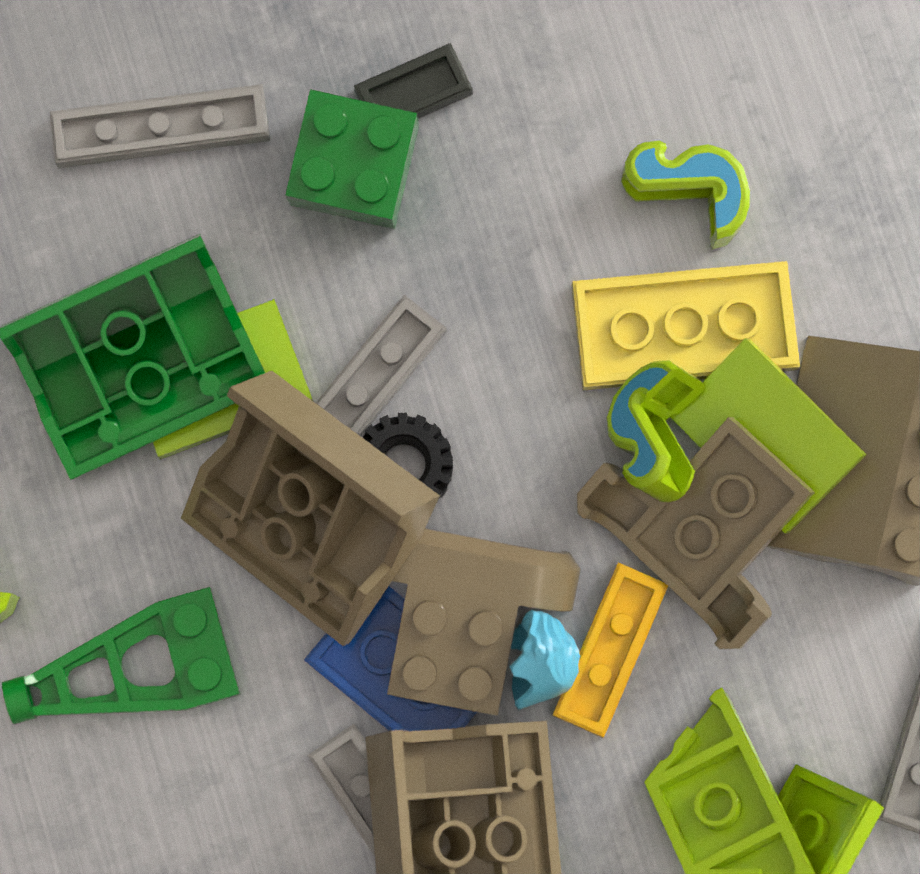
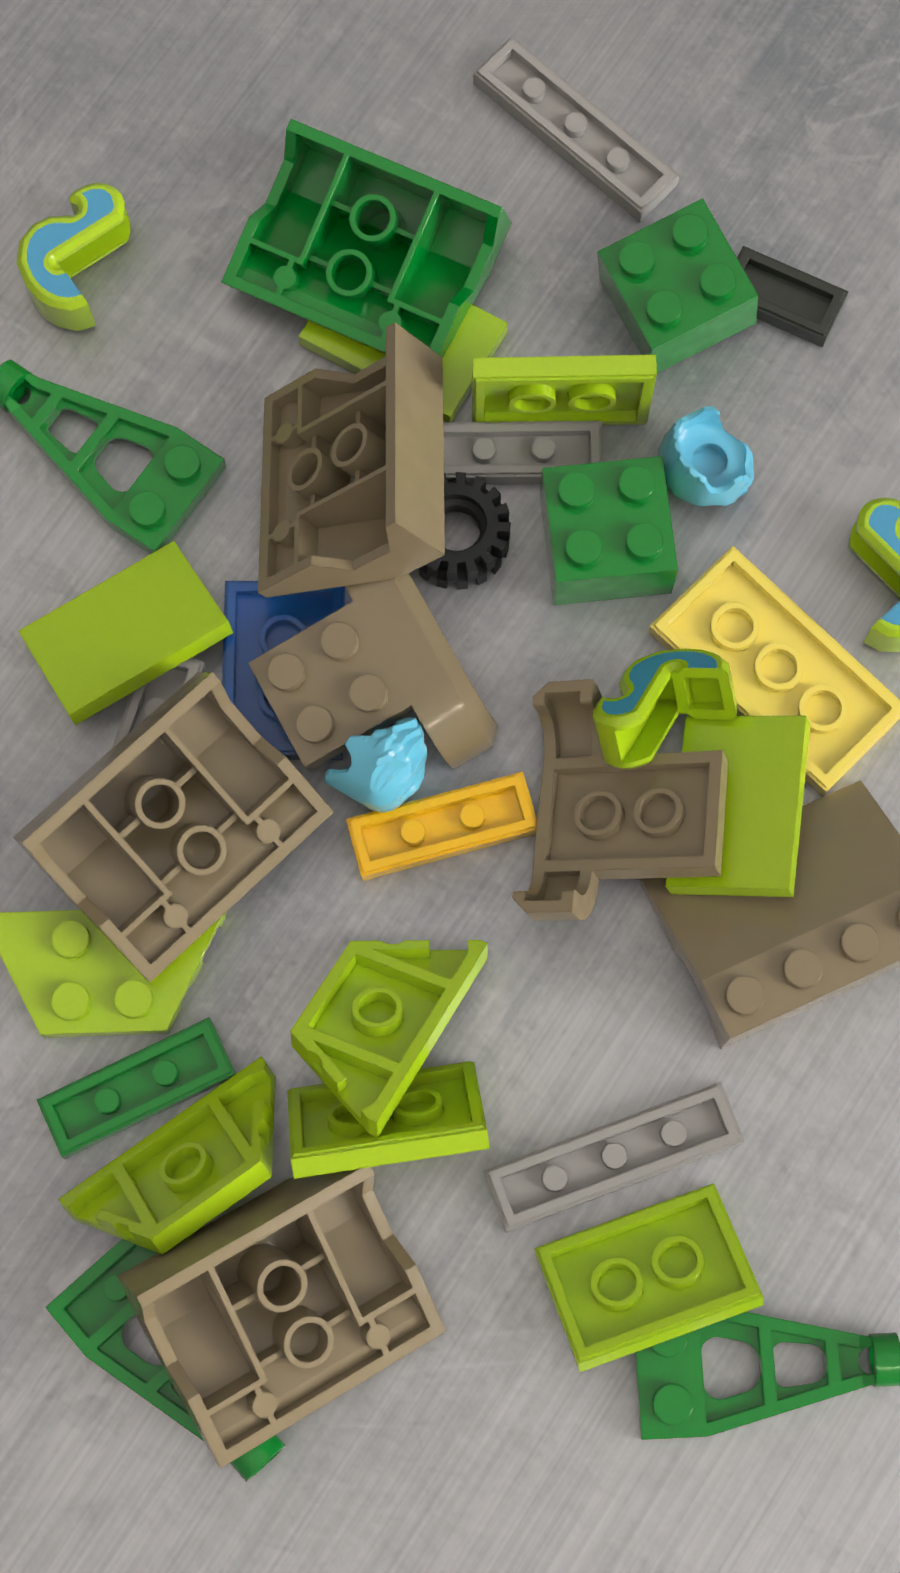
camera: 55 degrees right, 5 degrees down
(286, 764) = (125, 632): none -> lime tile
(369, 306) = (564, 388): none -> lime tile
(493, 359) = (608, 530): none -> green brick
(498, 249) = (705, 461): none -> medium azure hair

